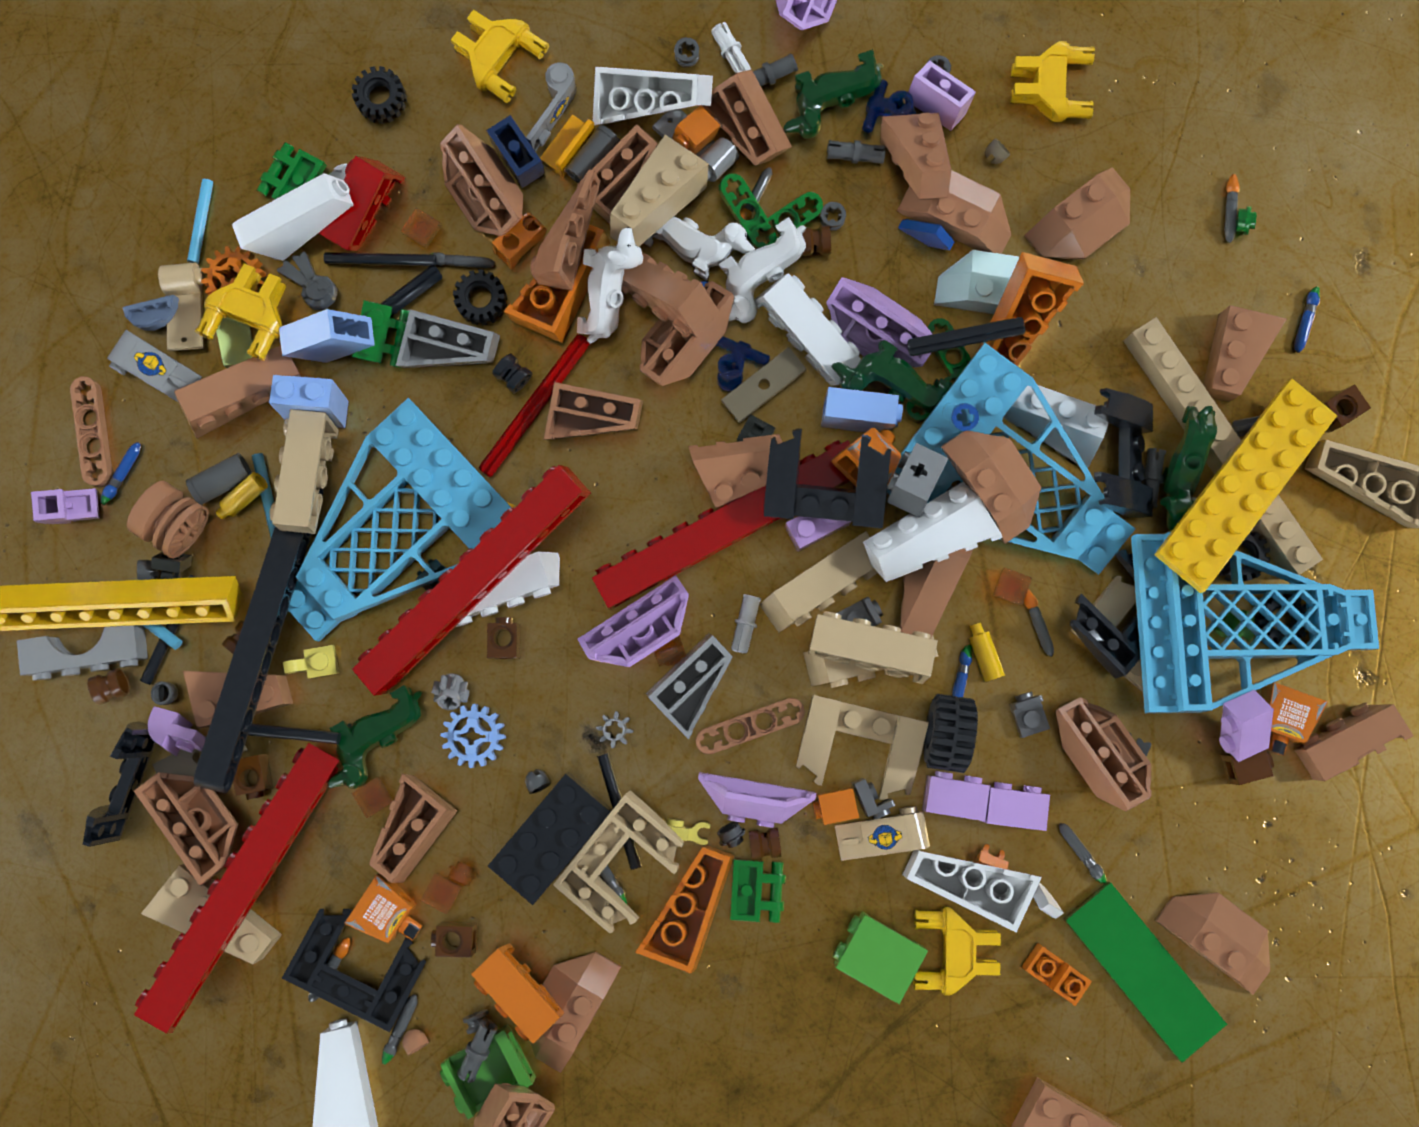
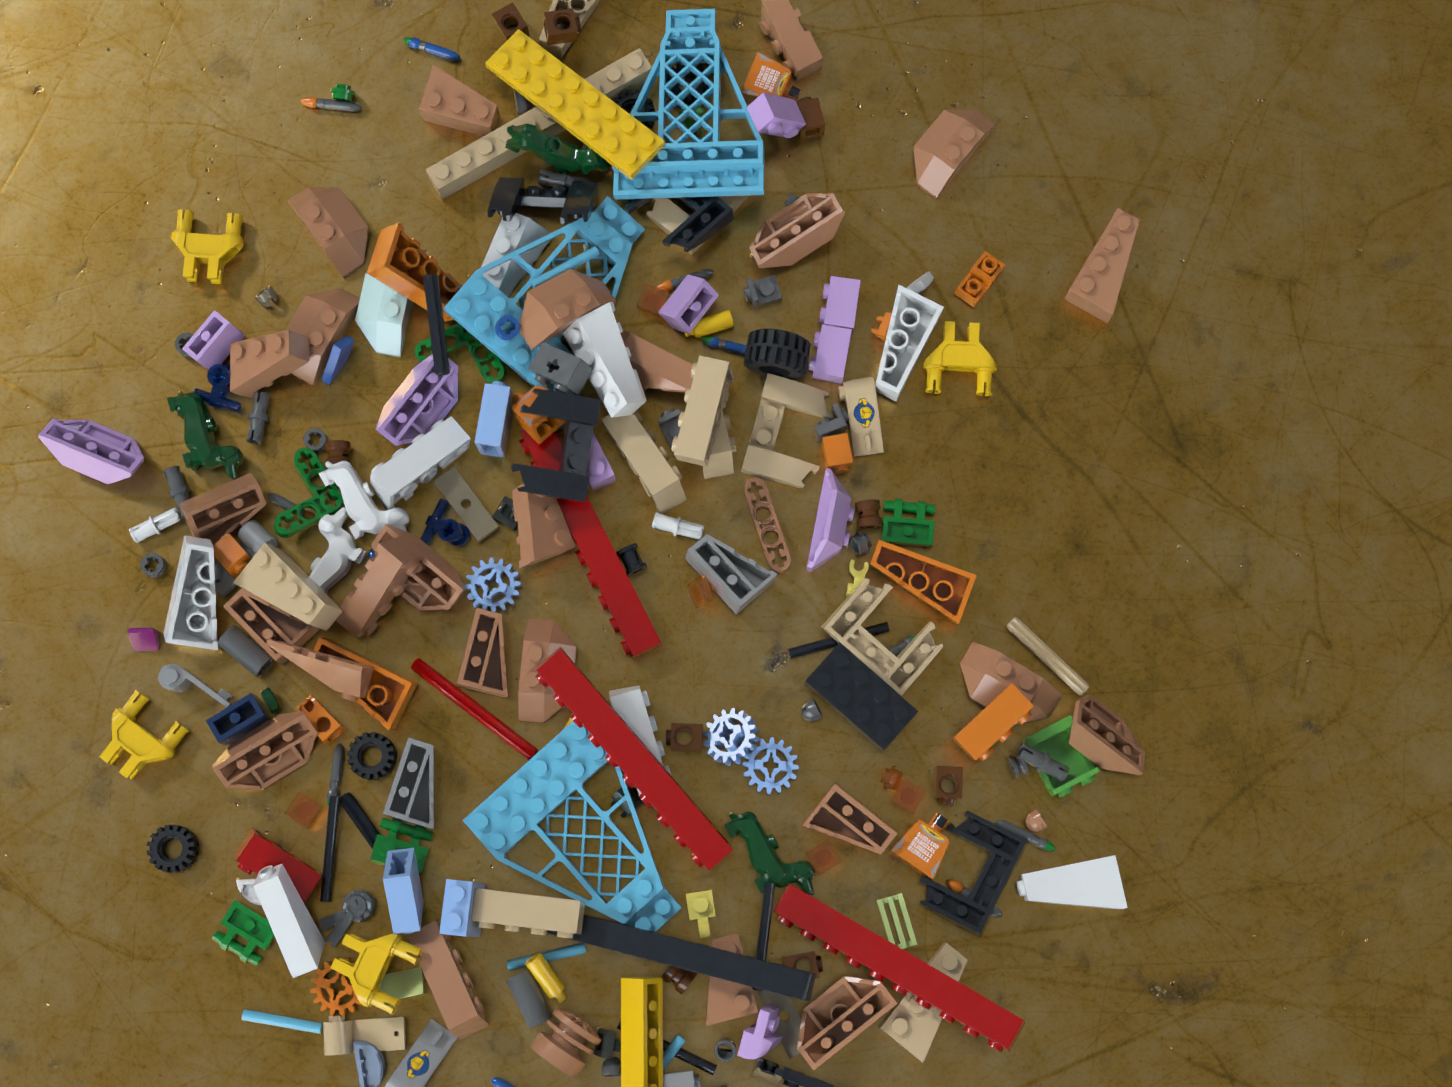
camera: 90 degrees left, 5 degrees down
(278, 888) = (890, 900): none -> yellowish green tile
(450, 691) = (730, 785): light grey gear -> none
(495, 699) = (733, 737): none -> light blue gear
(512, 373) = (444, 727): black wheel -> none
(539, 185) = (270, 700): none -> dark green tile
(567, 144) = (233, 674): light orange panel -> none
(604, 475) = (539, 642): none -> nougat wedge
(604, 1056) = (1048, 656): none -> tan axle
(605, 49) = (144, 639): none -> magenta slope
(606, 284) = (369, 635): white animal -> none
(608, 735) = (761, 645): light grey gear -> none
(639, 627) = (678, 613): lavender wedge -> none
(659, 414) = (495, 575): none -> light blue gear
(705, 572) = (631, 559): none -> black bush
(879, 957) = (964, 421): bright green panel -> none
(895, 375) = (464, 389): dark green animal -> none
(1008, 627) = (688, 303): none -> lavender brick
(1047, 488) = (570, 264): none -> medium azure bar
(1081, 851) = (894, 243): dark grey piece -> none
(1145, 972) = (977, 208): green tile -> none
(1352, 455) = (553, 33): none -> reddish brown brick

